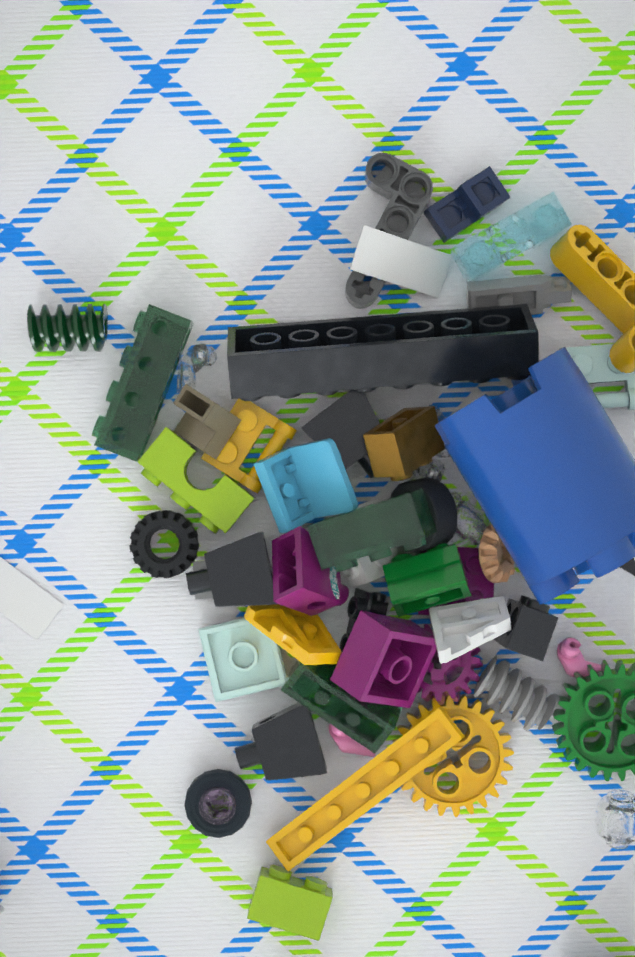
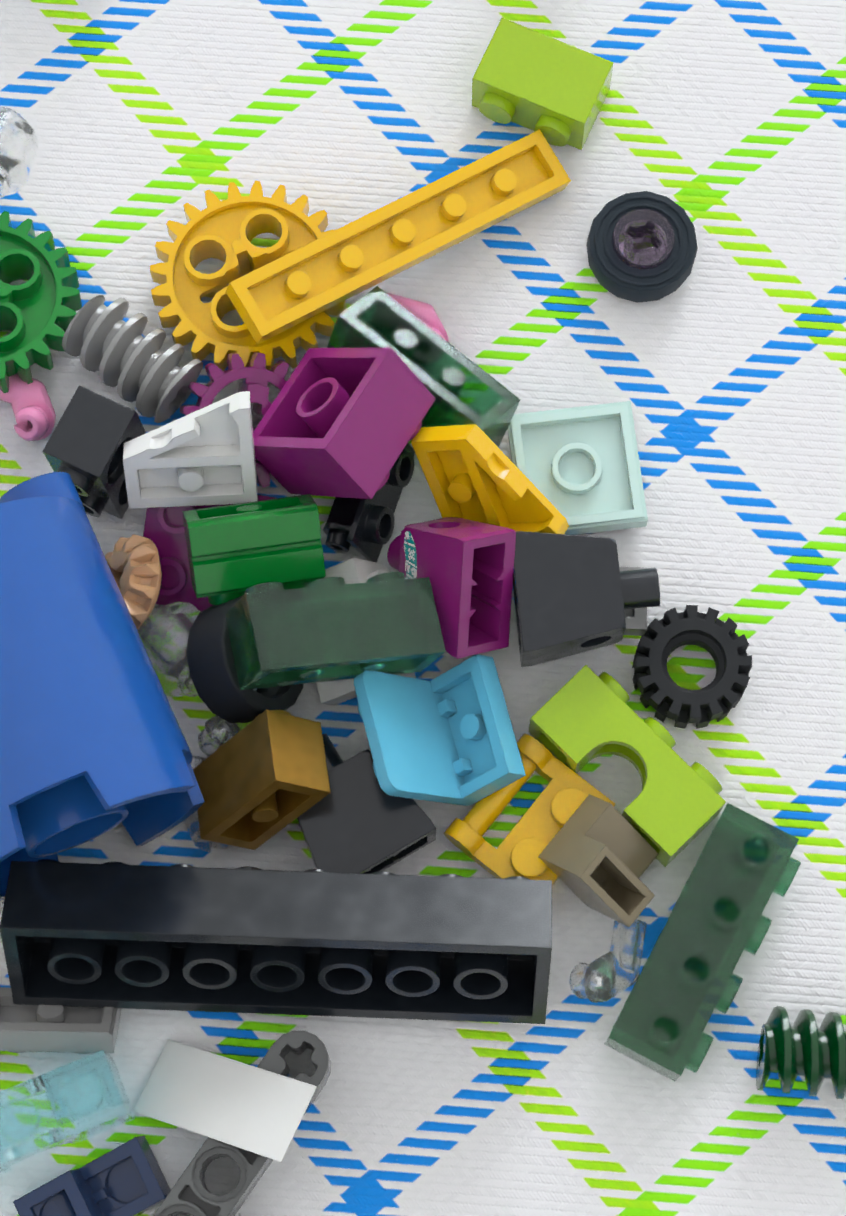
camera: 170 degrees left, 15 degrees down
(284, 745) = (522, 320): black torso -> none

